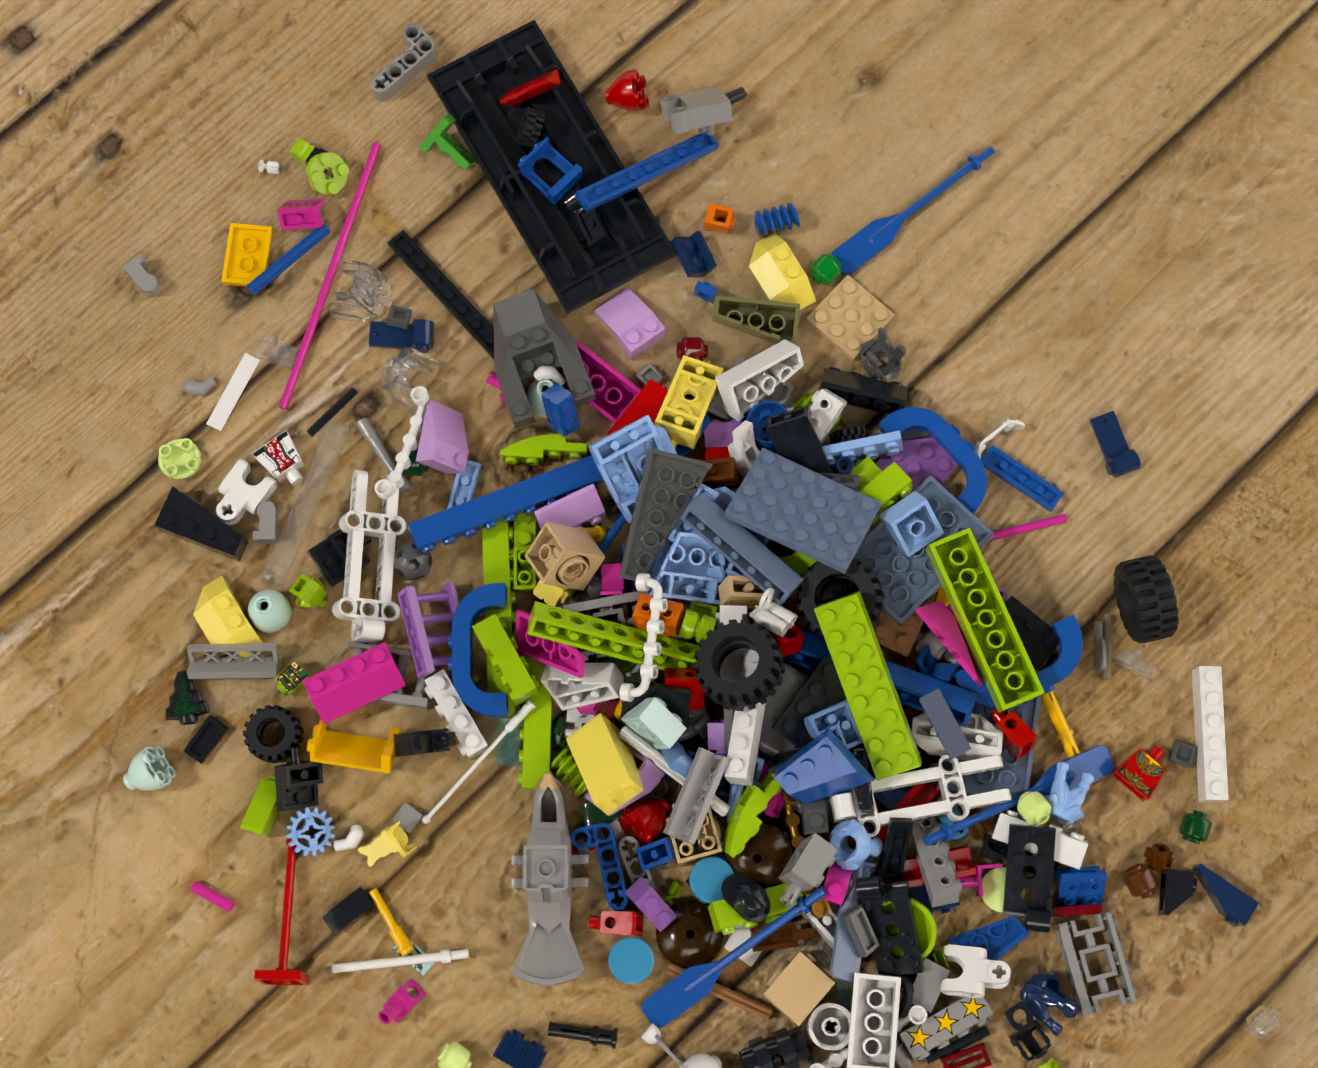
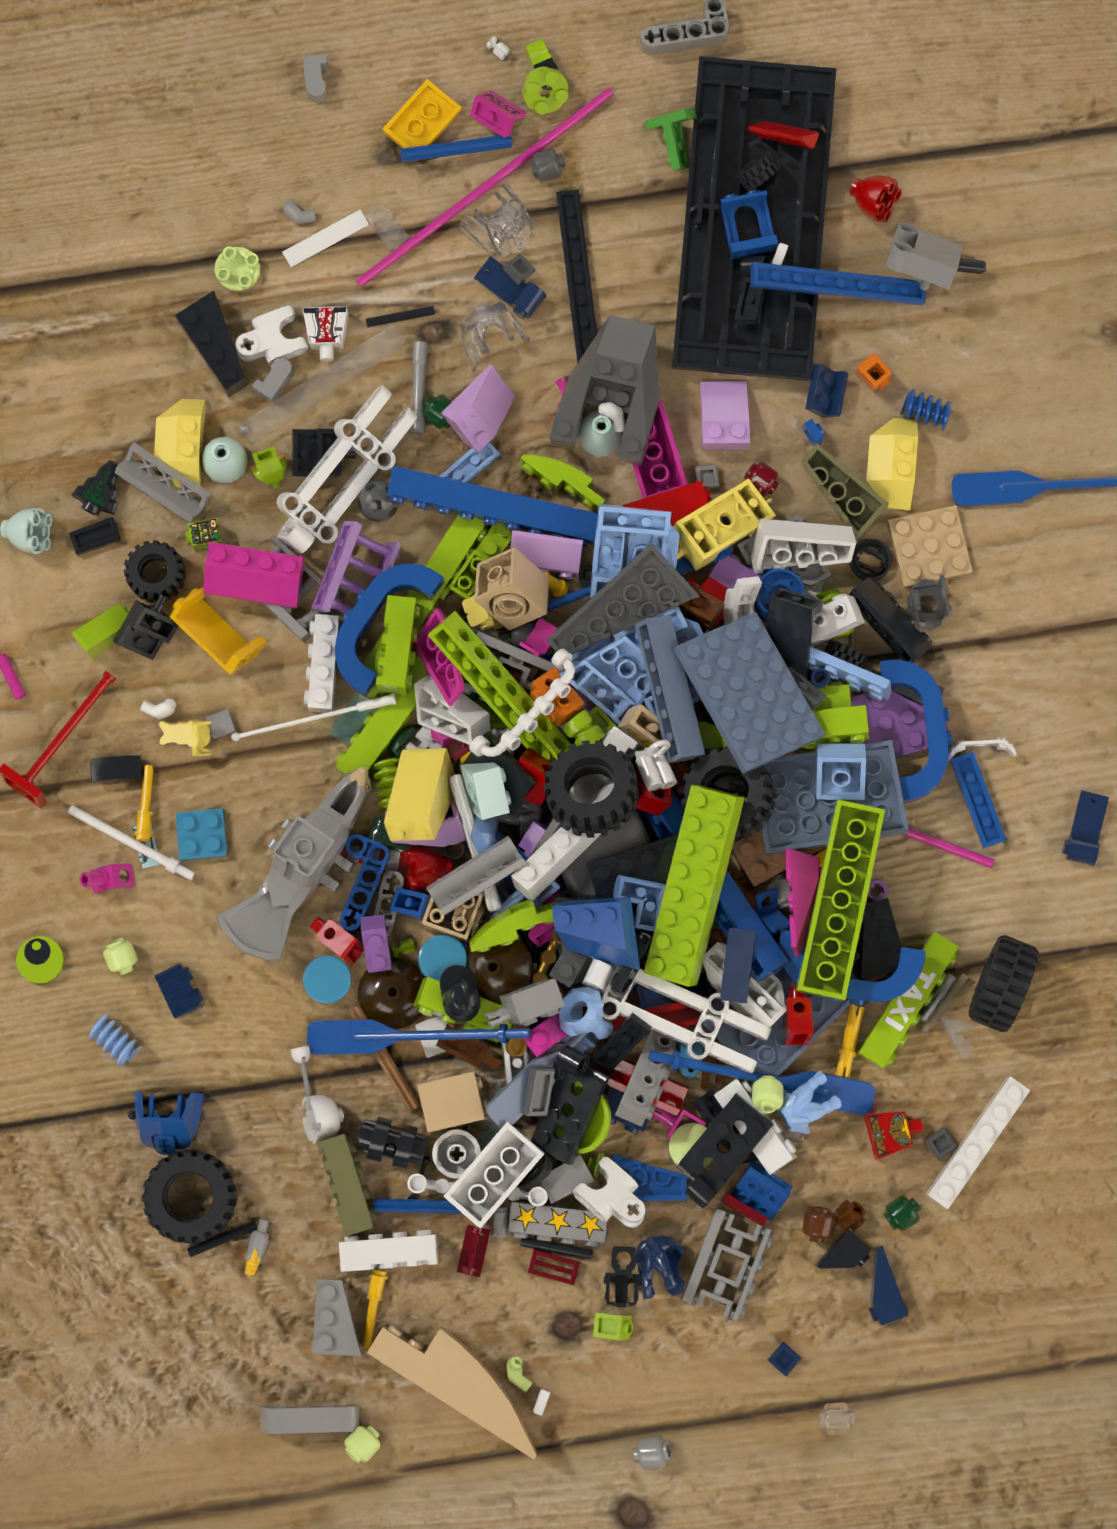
camera: 35 degrees right, 5 degrees up
(311, 842) = (135, 664): light blue gear -> none
(367, 227) = (547, 165): none -> dark grey head
(386, 488) = (394, 419): white bar -> none
(423, 742) = (277, 668): black hinge -> none
(451, 915) = (201, 834): none -> dark azure plate
(560, 410) = (601, 454): blue brick -> none
(589, 175) = (780, 254): none -> white tile
(596, 1034) = (251, 1019): black pin -> none
(822, 346) = (886, 558): none -> black piece
(825, 269) = (938, 486): green head -> none
(1082, 683) = (903, 1011): none -> lime brick
(1189, 1005) = (784, 1359): none -> dark blue tile

